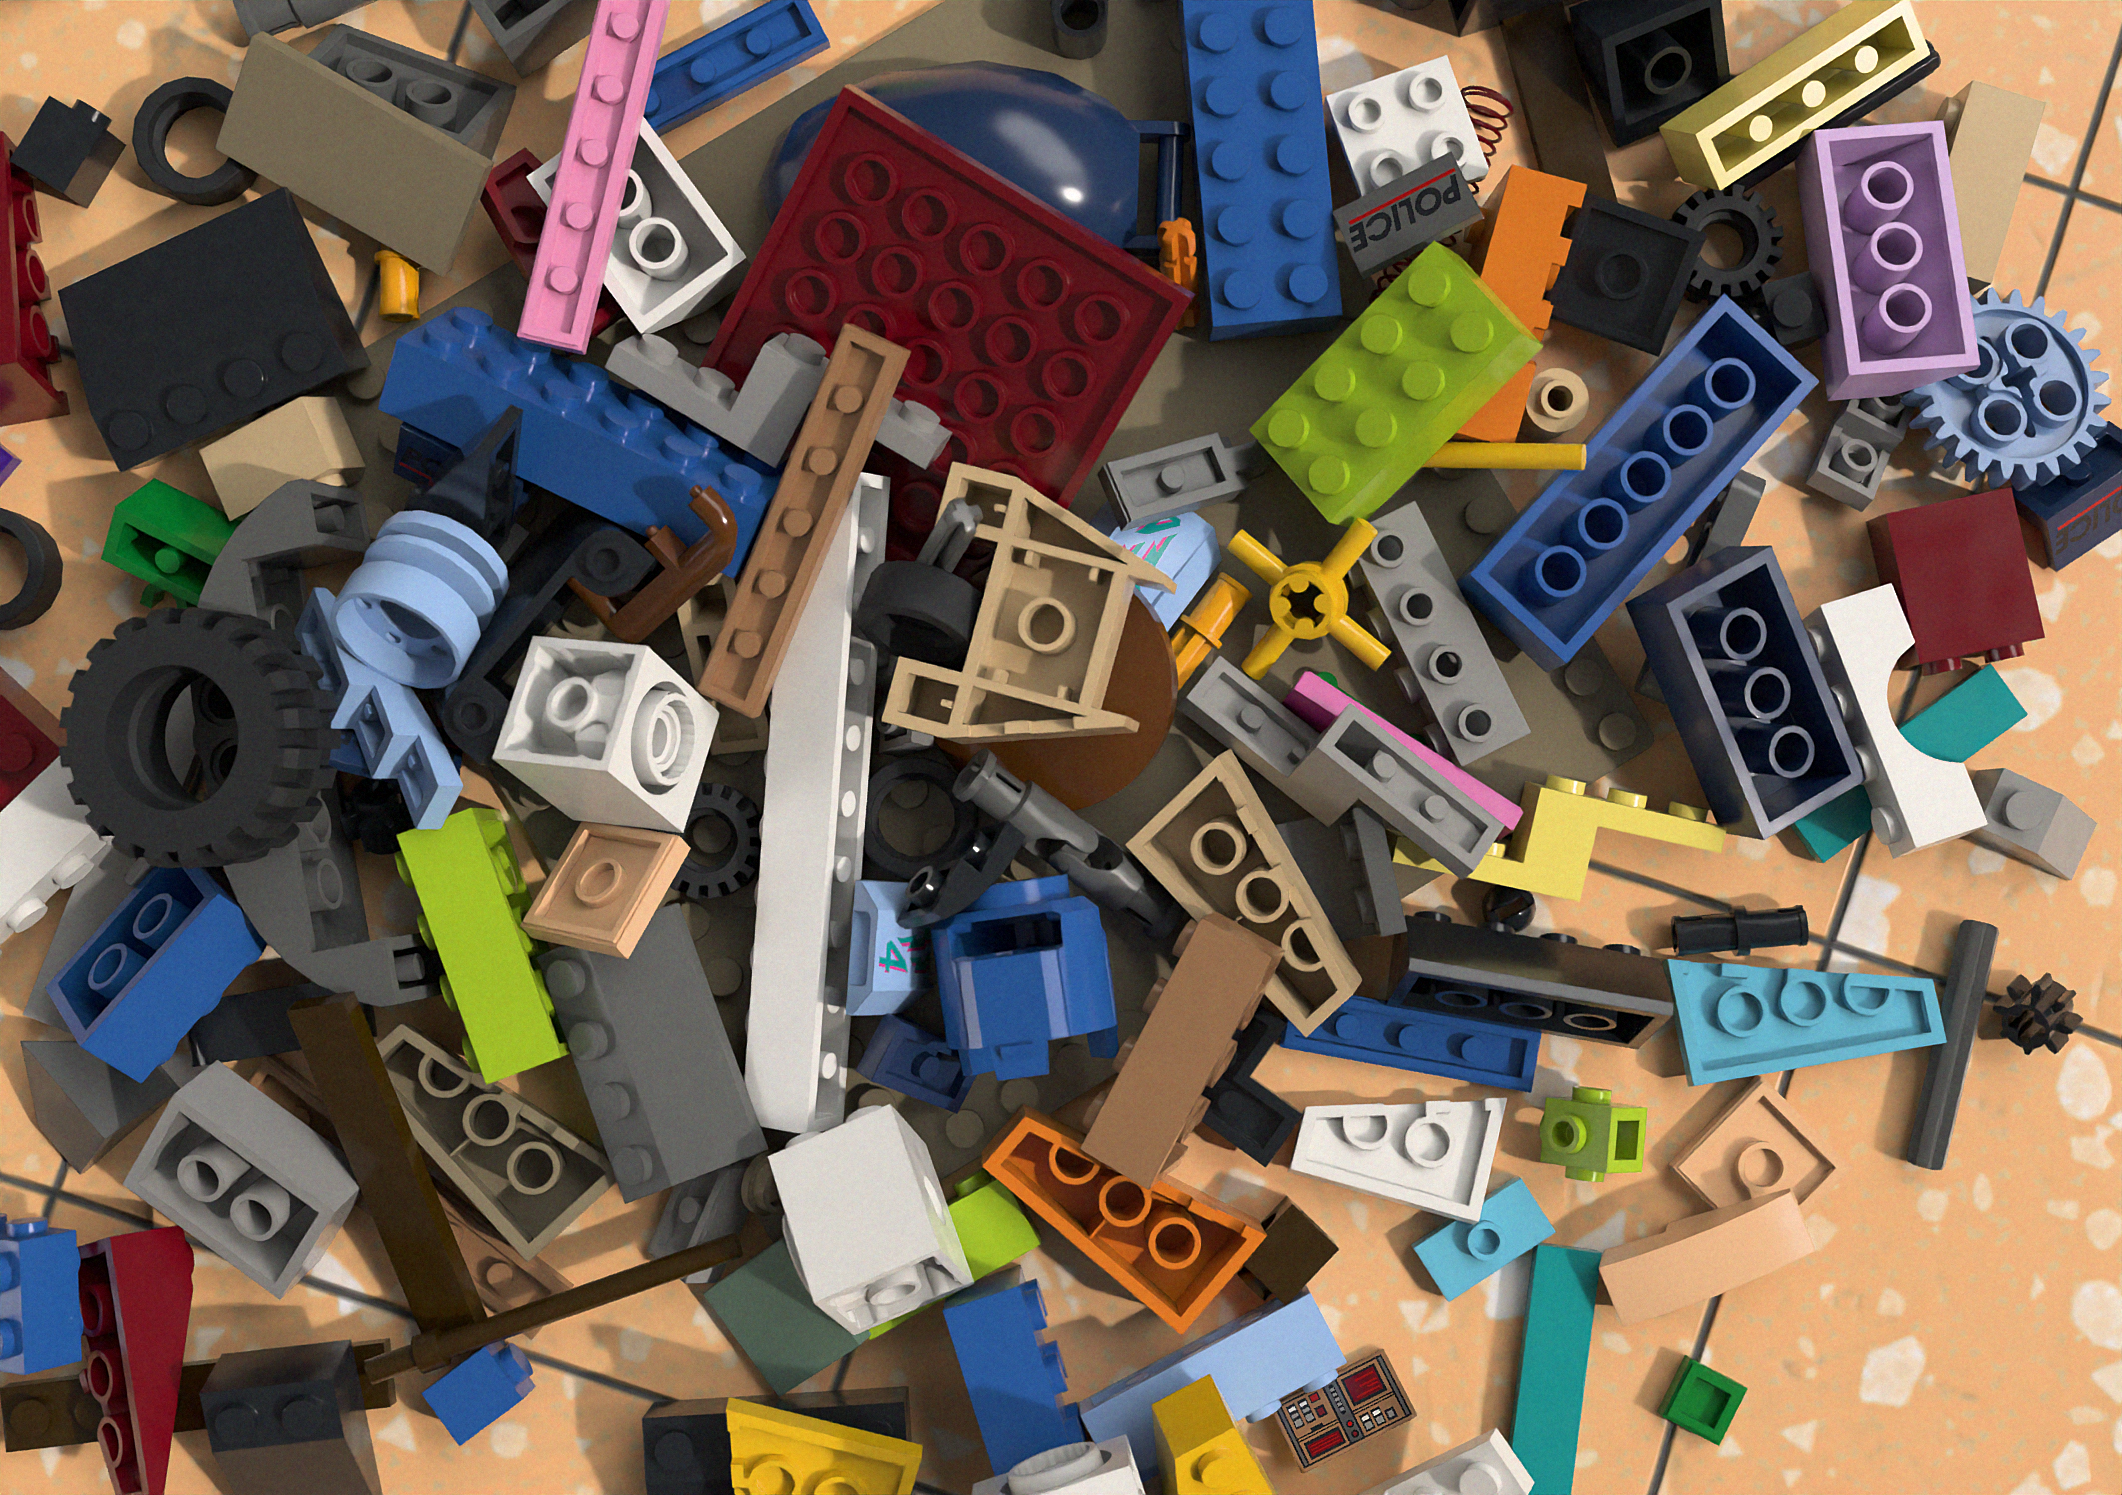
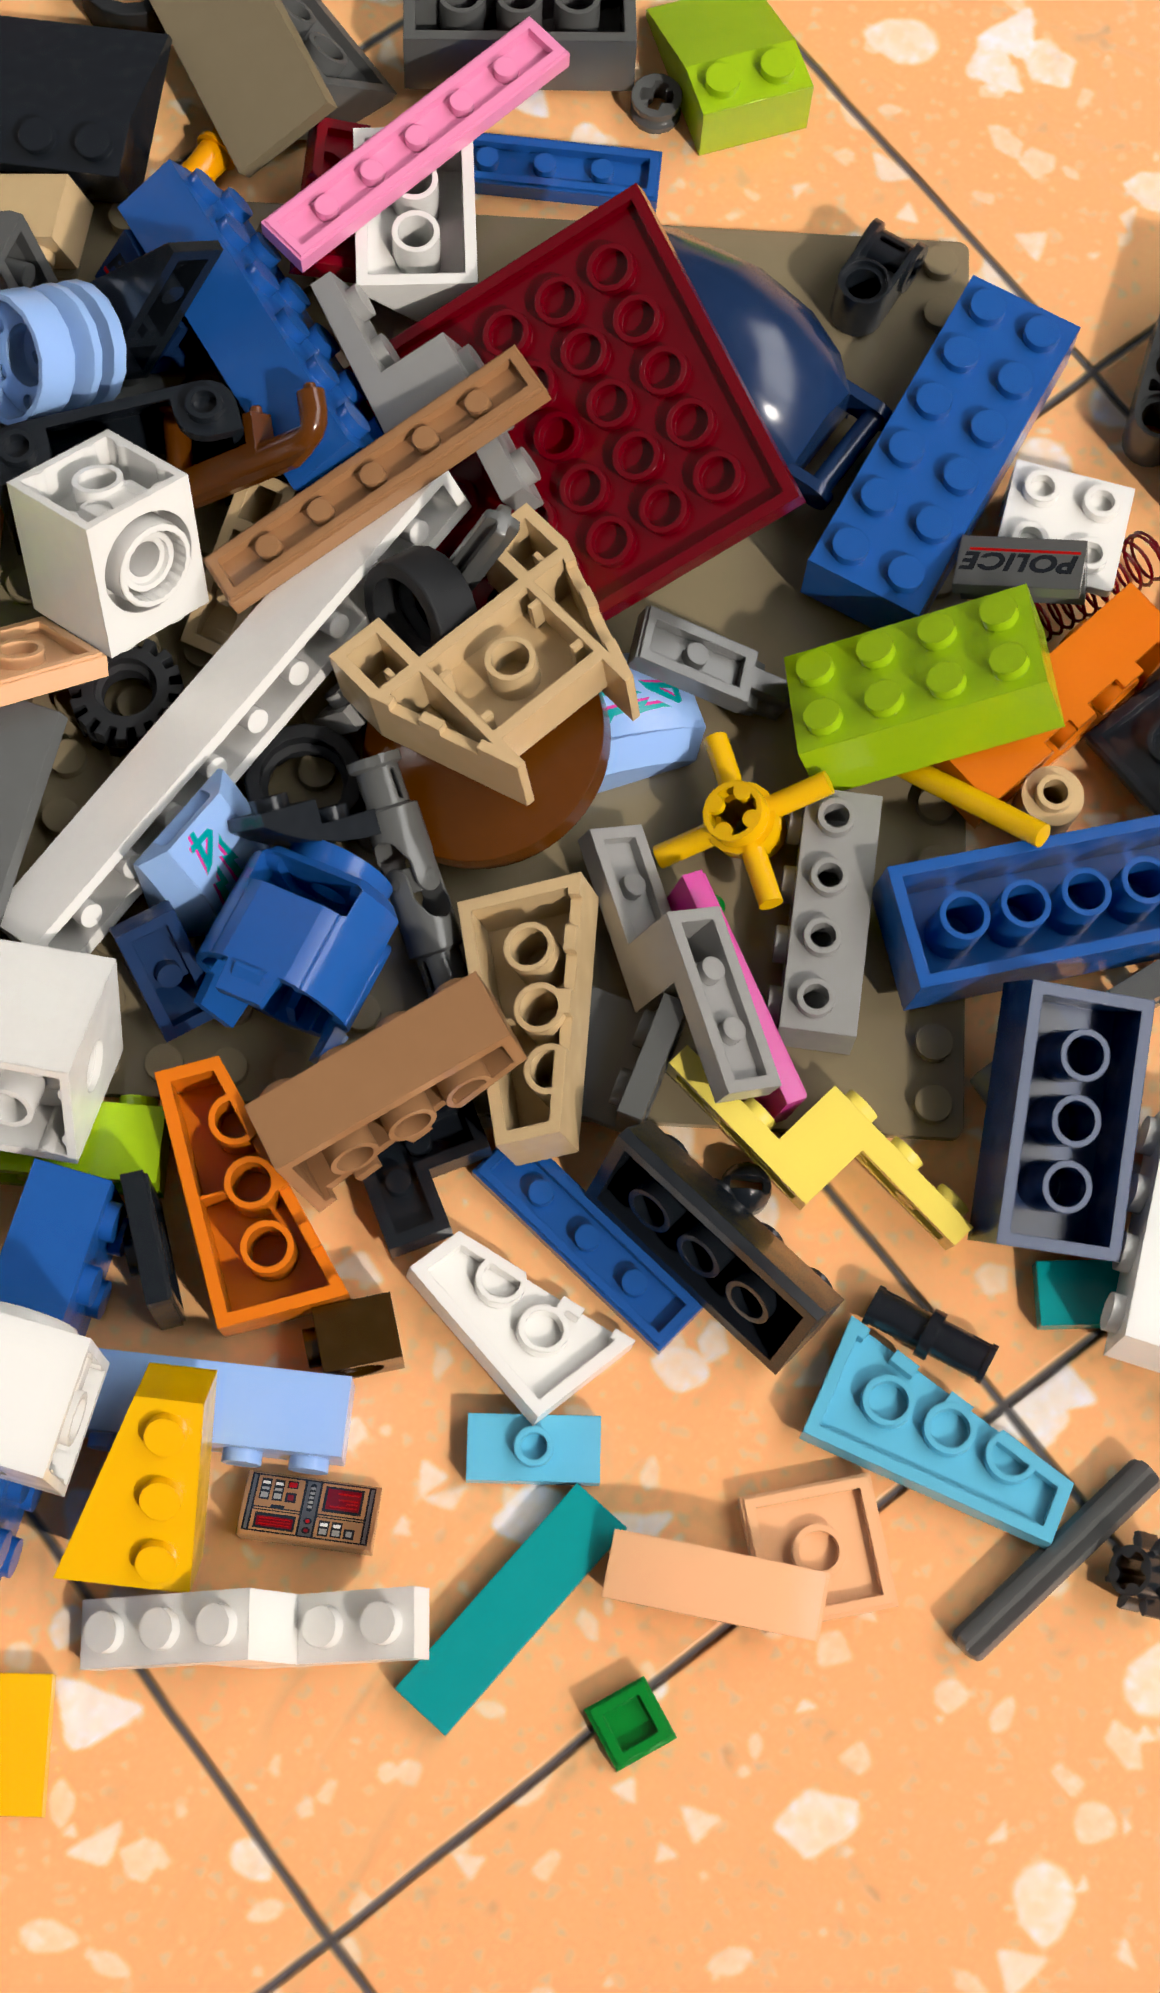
camera: 30 degrees right, 15 degrees down
(1078, 1303) = (150, 1250): none -> black plate
(1179, 264) = (808, 519): orange axle -> none
(1207, 624) = (642, 798): light orange axle -> none
(1592, 1134) = (687, 1412): lime brick -> none

